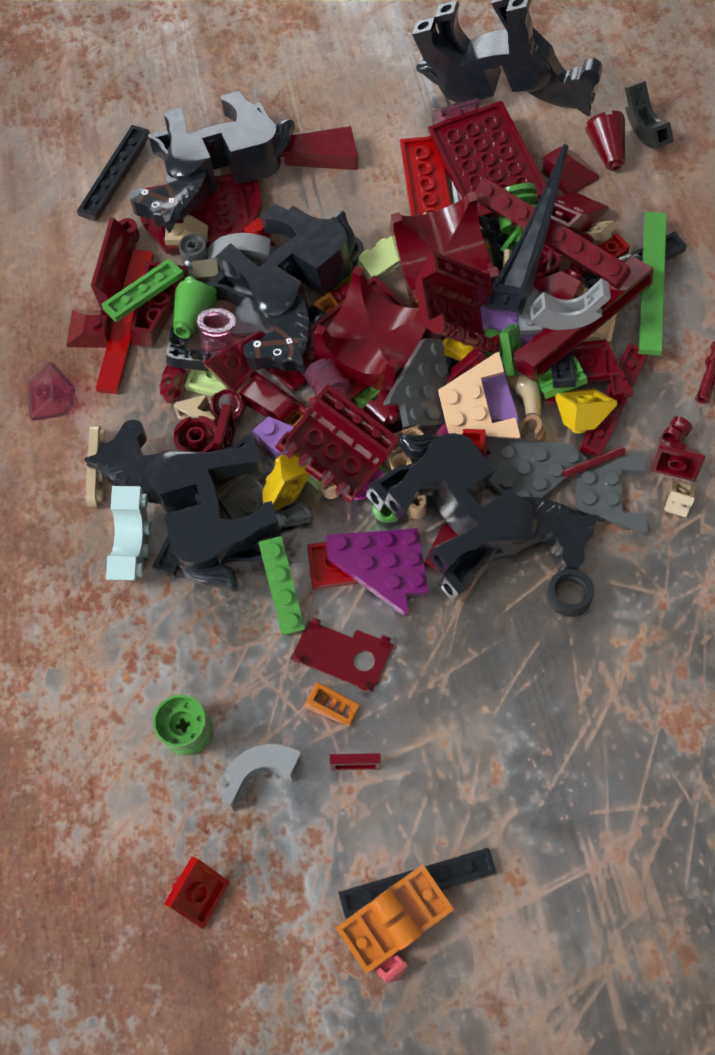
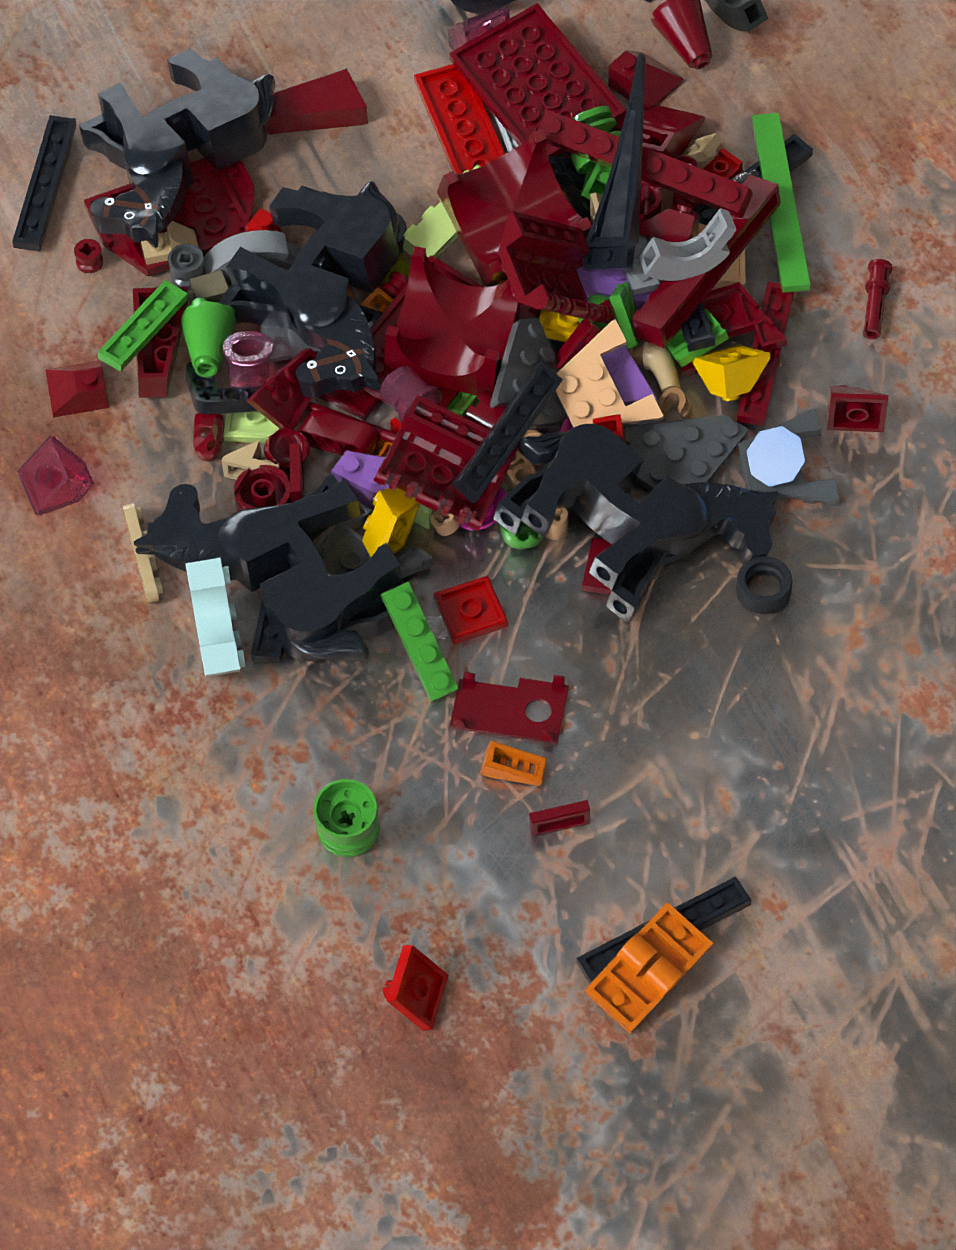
camera: 15 degrees left, 5 degrees down
(112, 262) = (87, 303): dark red slope -> none
(119, 339) = (120, 385): red tile -> none
(257, 761) = (446, 840): light grey arch -> none
(383, 562) = (533, 595): magenta wing -> none
(390, 428) = (507, 432): none -> black tile
(392, 968) = (658, 1020): coral slope -> none
(593, 462) = (750, 435): dark red bar -> none
(603, 487) = (776, 456): none -> piece
(678, 429) = (850, 373): dark red wheel -> none
(680, 498) = (869, 454): tan slope -> none

